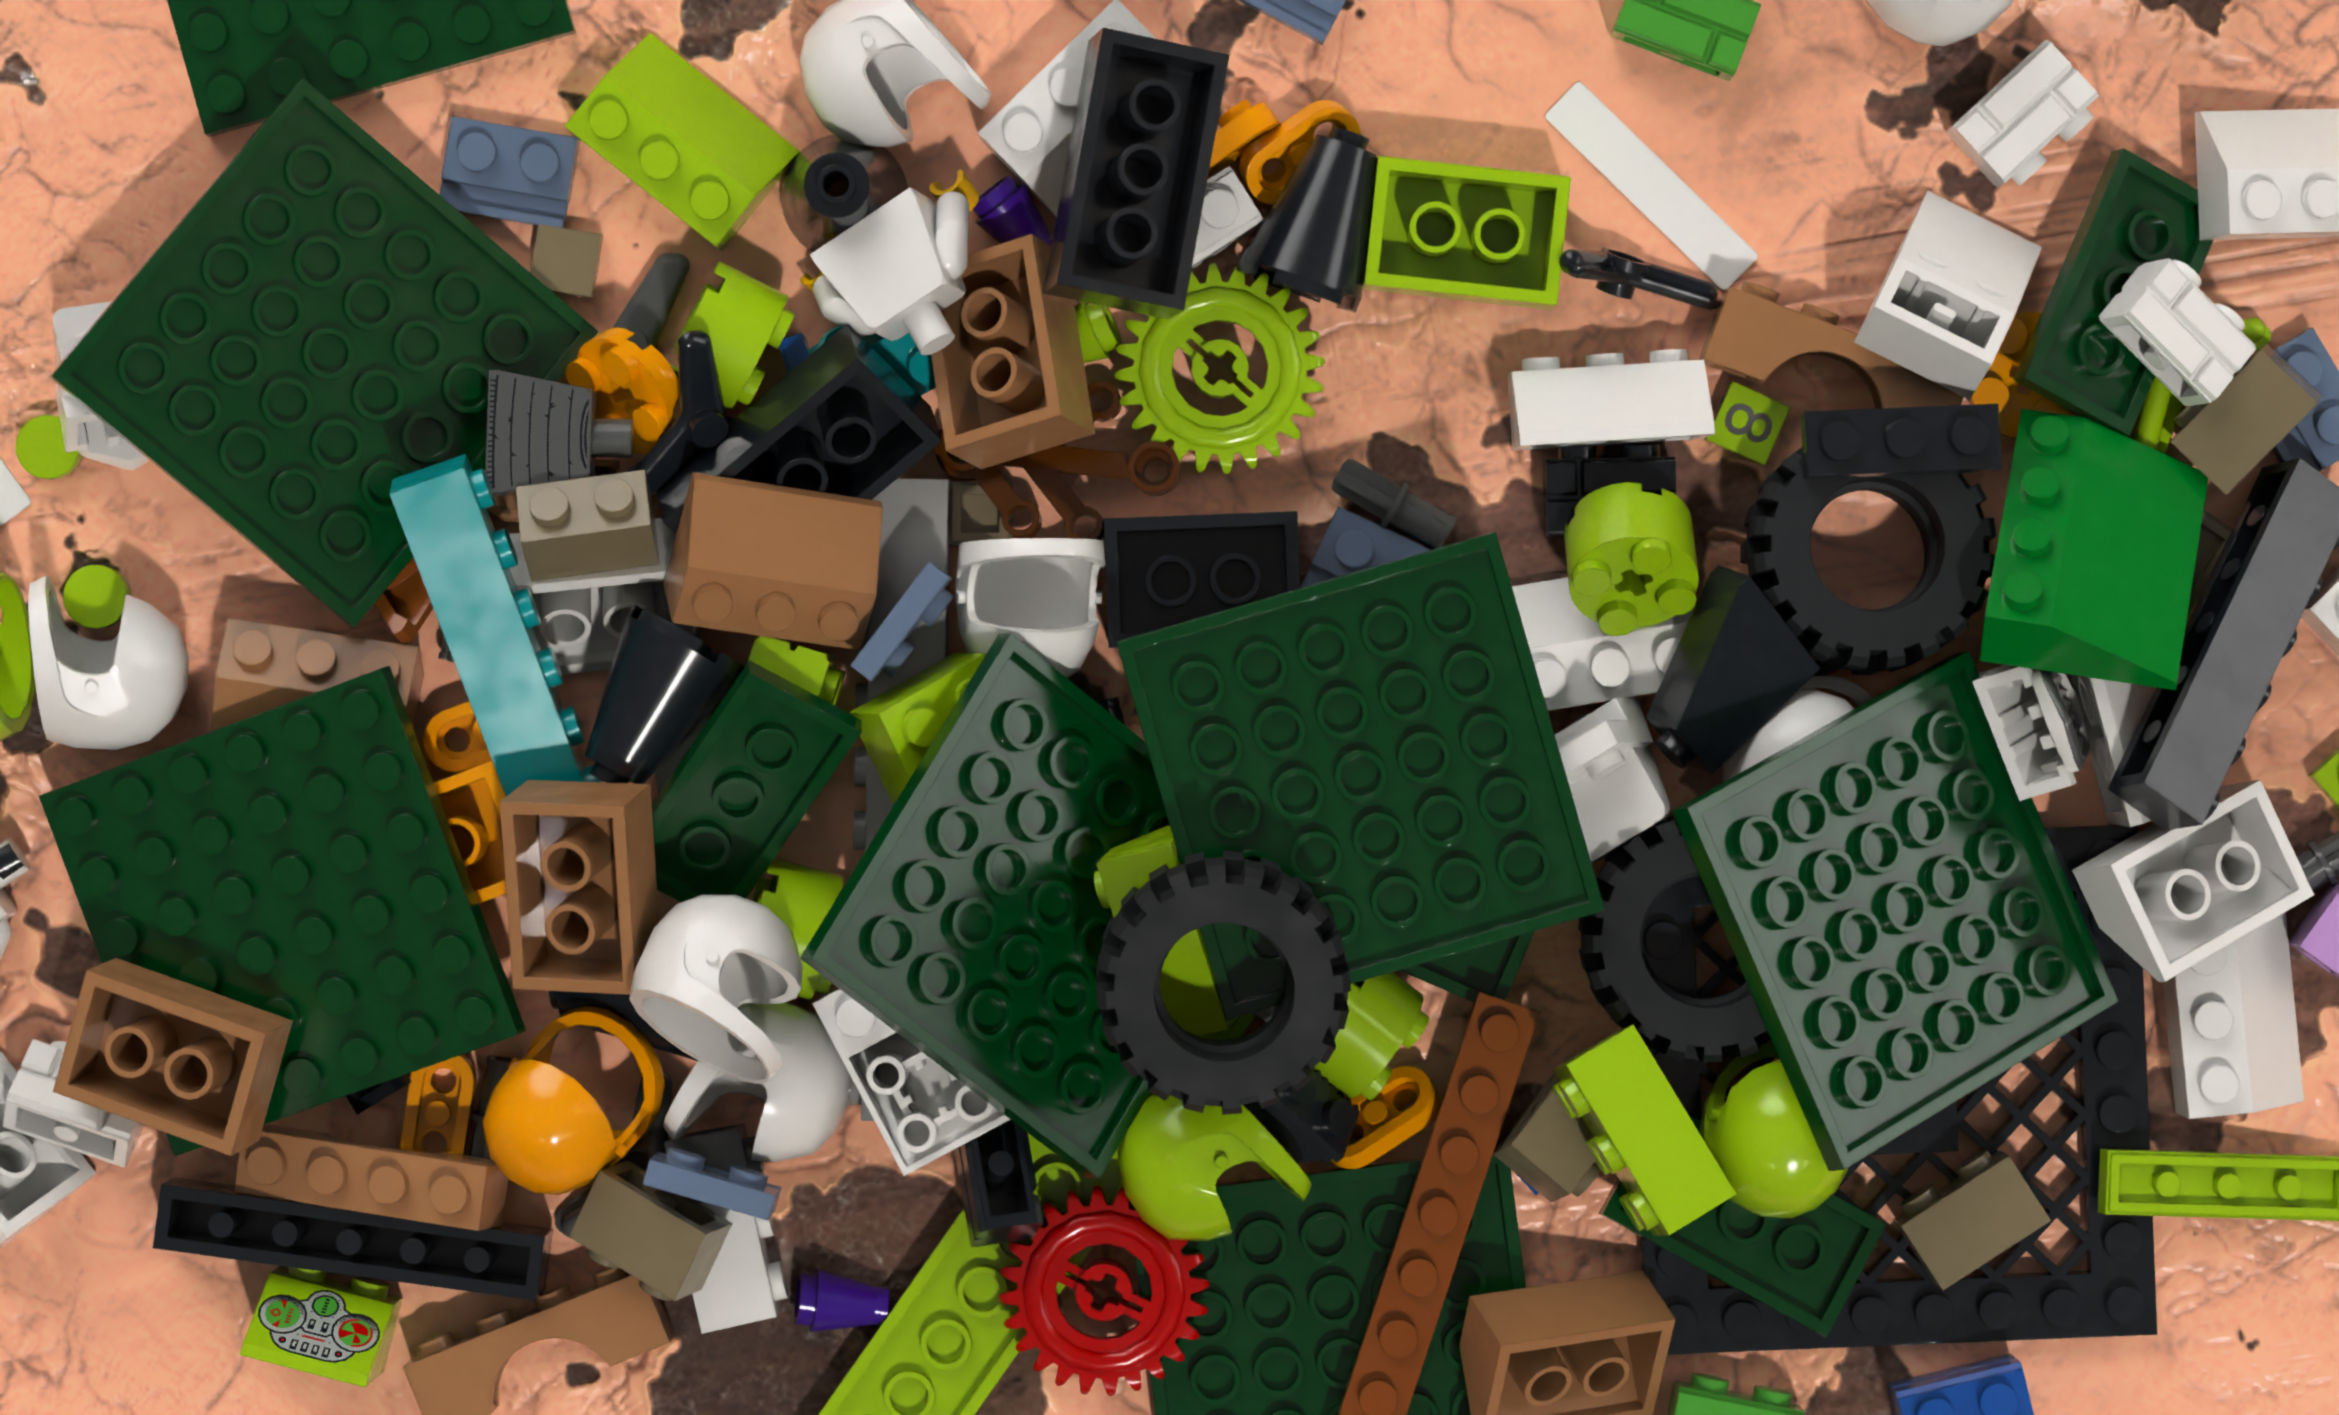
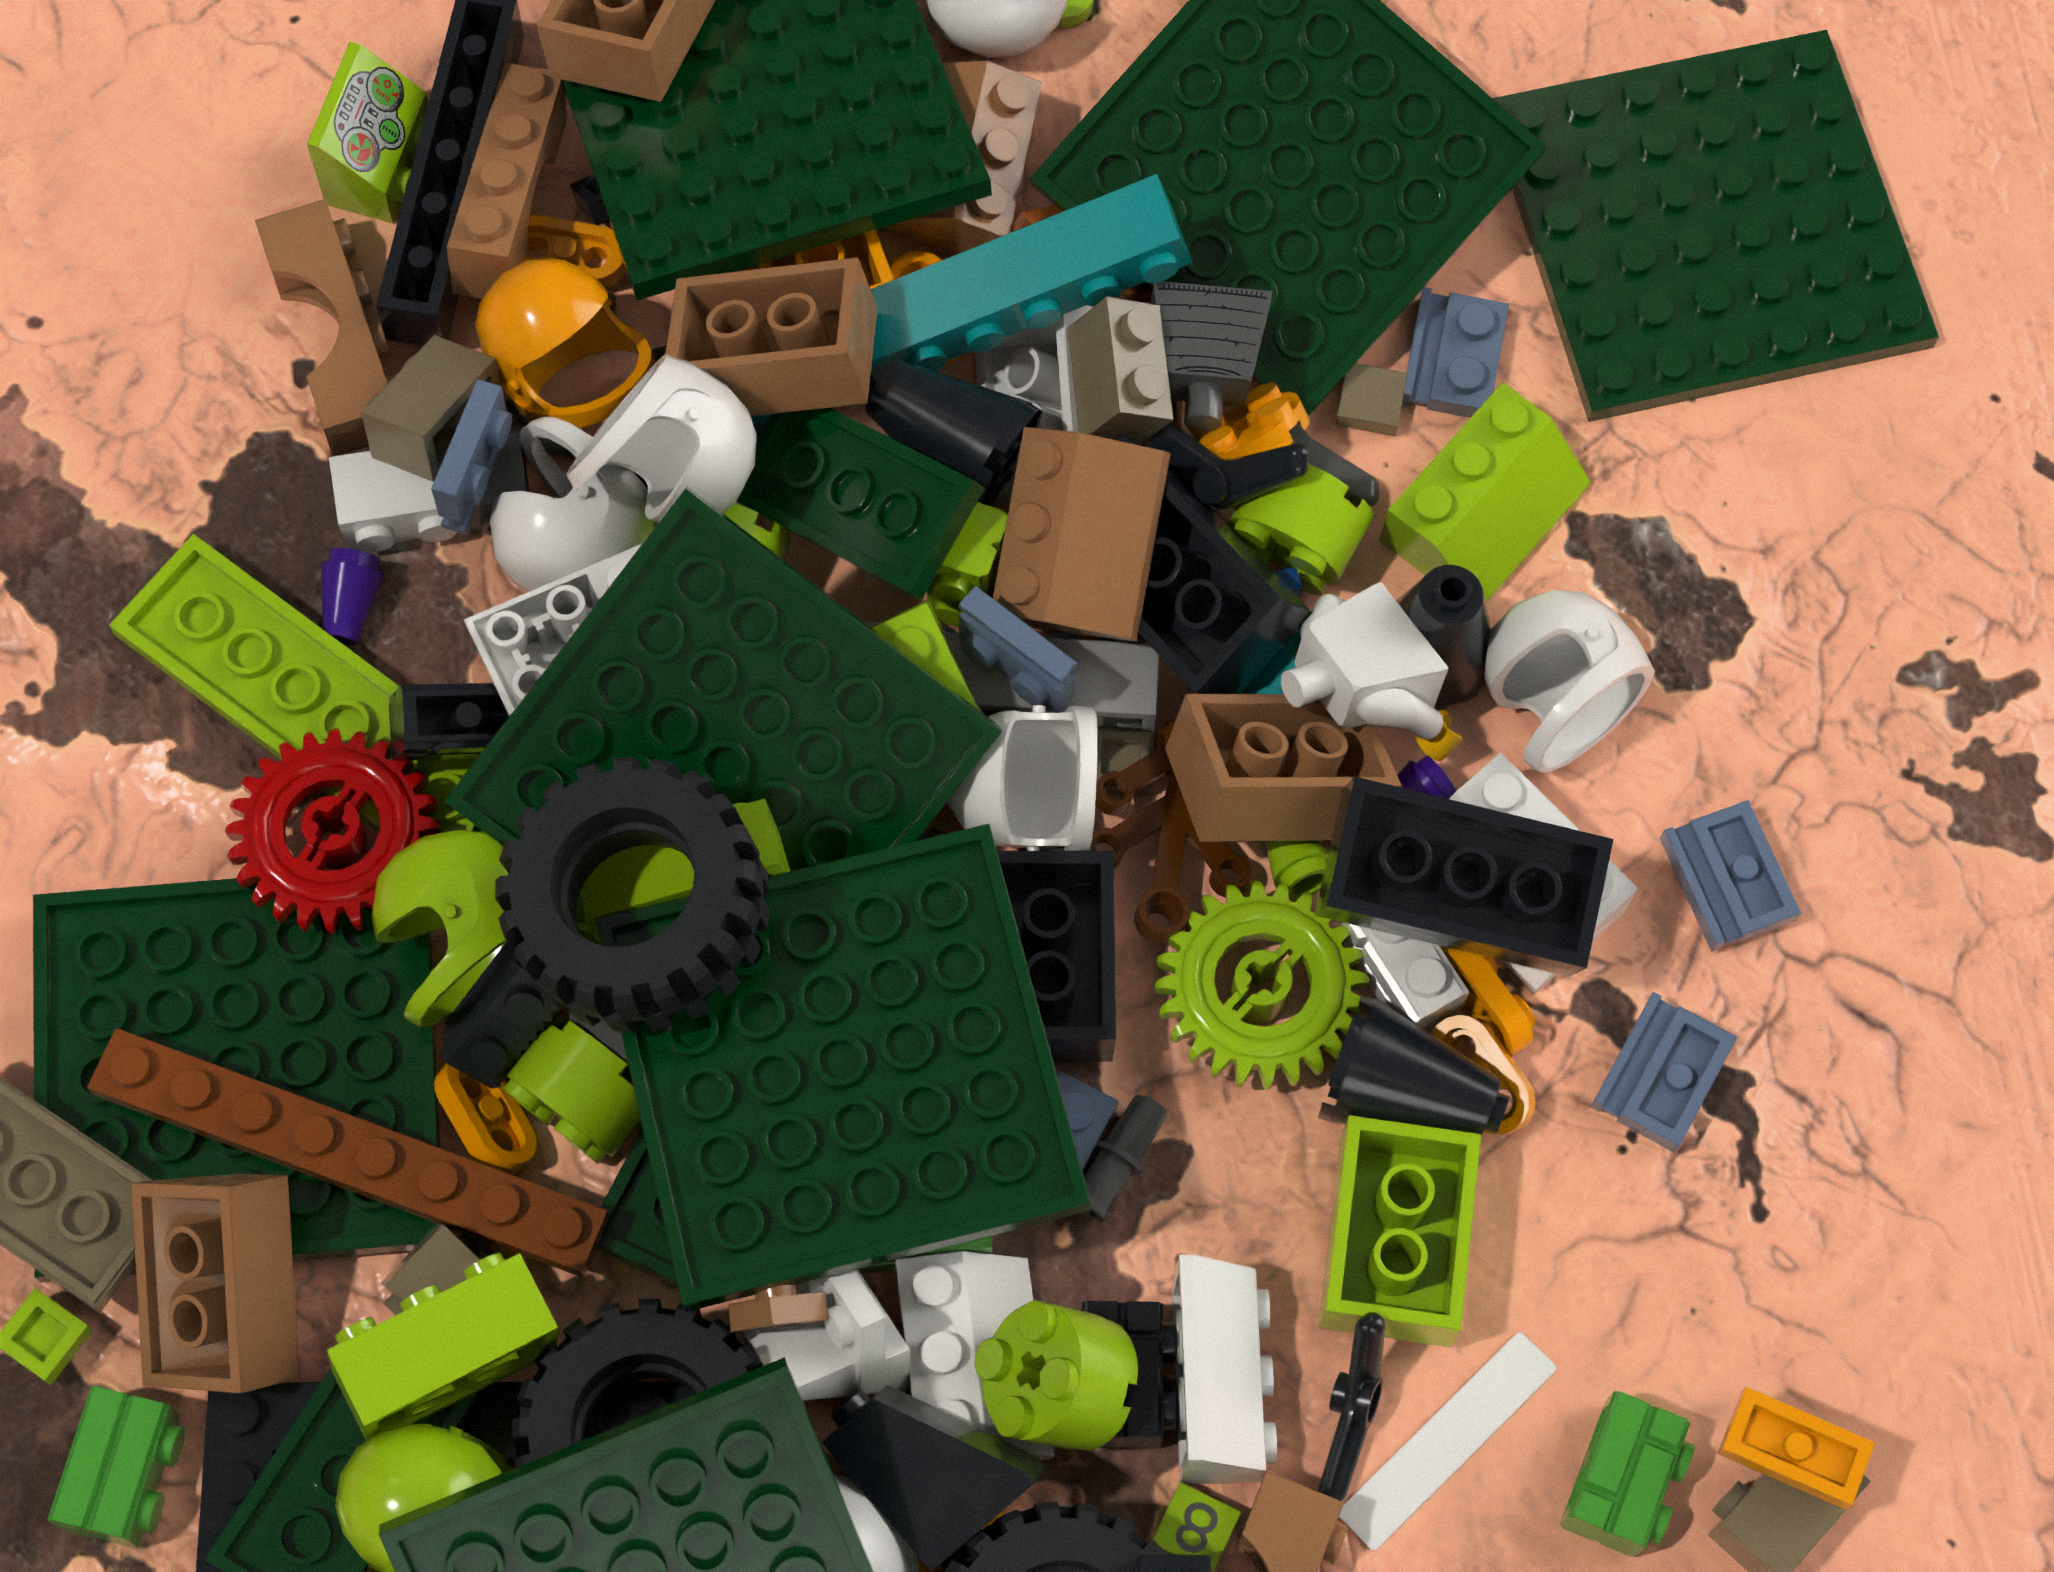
camera: 90 degrees right, 20 degrees down
(1598, 820) = (777, 1309): none -> medium nougat plate

